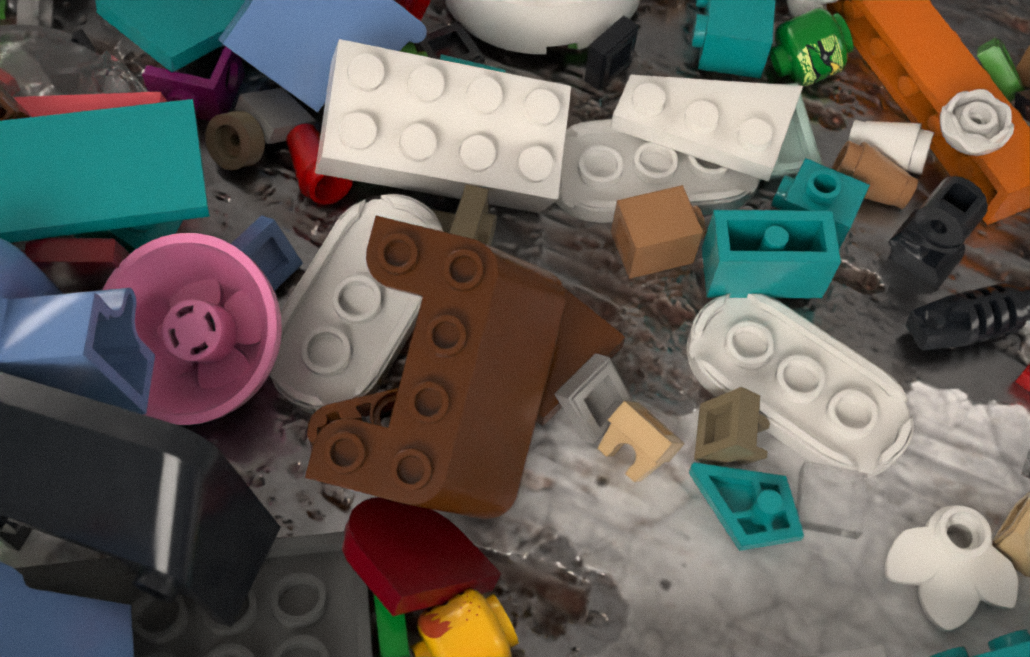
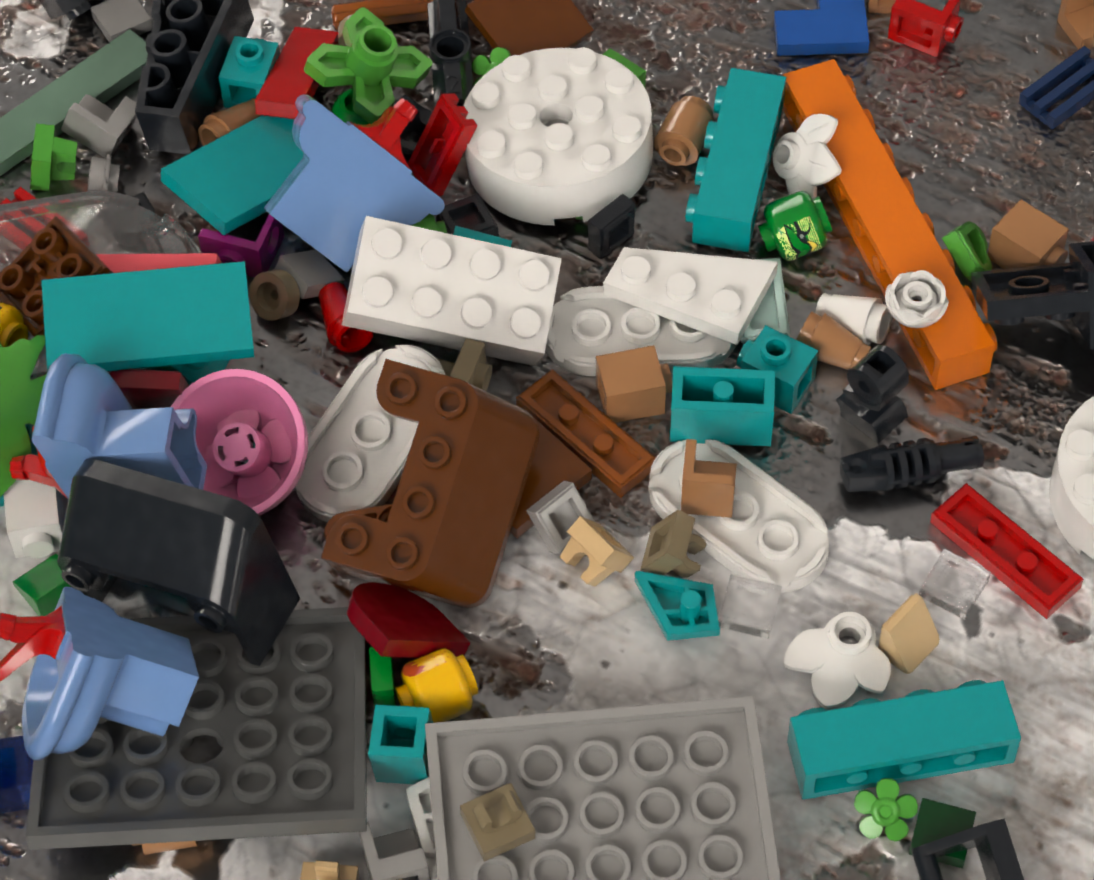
camera: 10 degrees right, 5 degrees down
(269, 250) = (302, 386): medium blue tile -> none
(615, 292) = (587, 432): none -> dark orange tile
(767, 351) = (707, 485): none -> medium nougat panel

